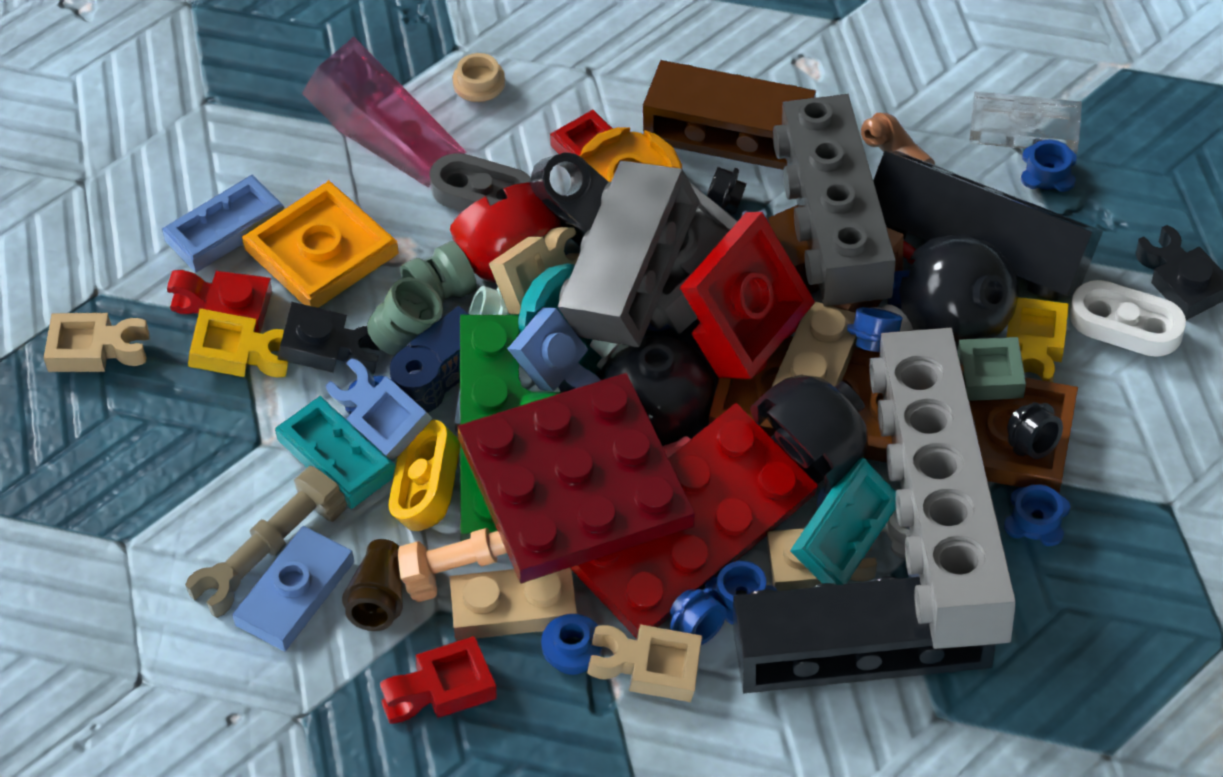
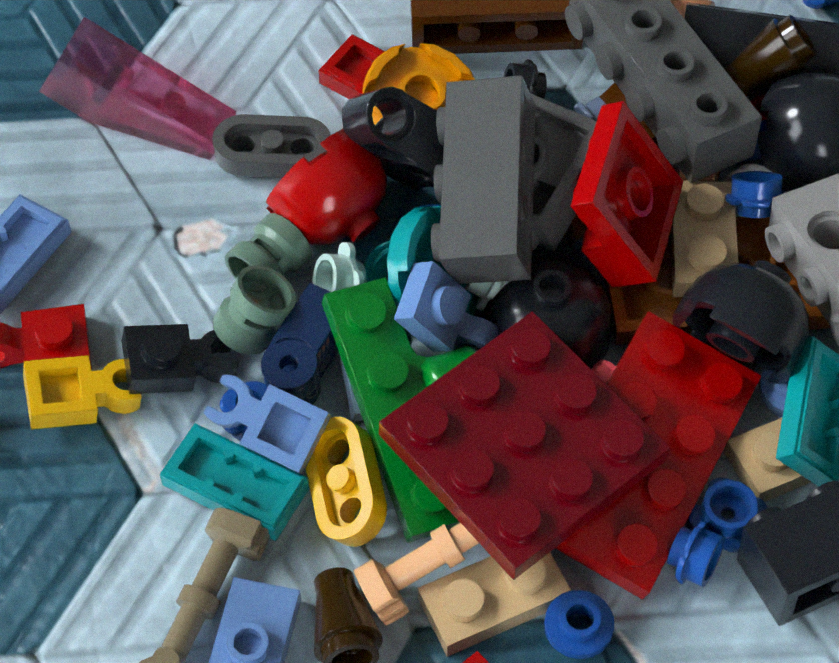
camera: 20 degrees left, 5 degrees up
(320, 245) = (123, 254): light orange plate -> none
(478, 78) = (218, 29): tan plate -> none
(528, 260) = (373, 218): tan plate -> none
(659, 660) = (678, 616): tan plate -> none
(948, 211) = (774, 54): none -> dark brown cone

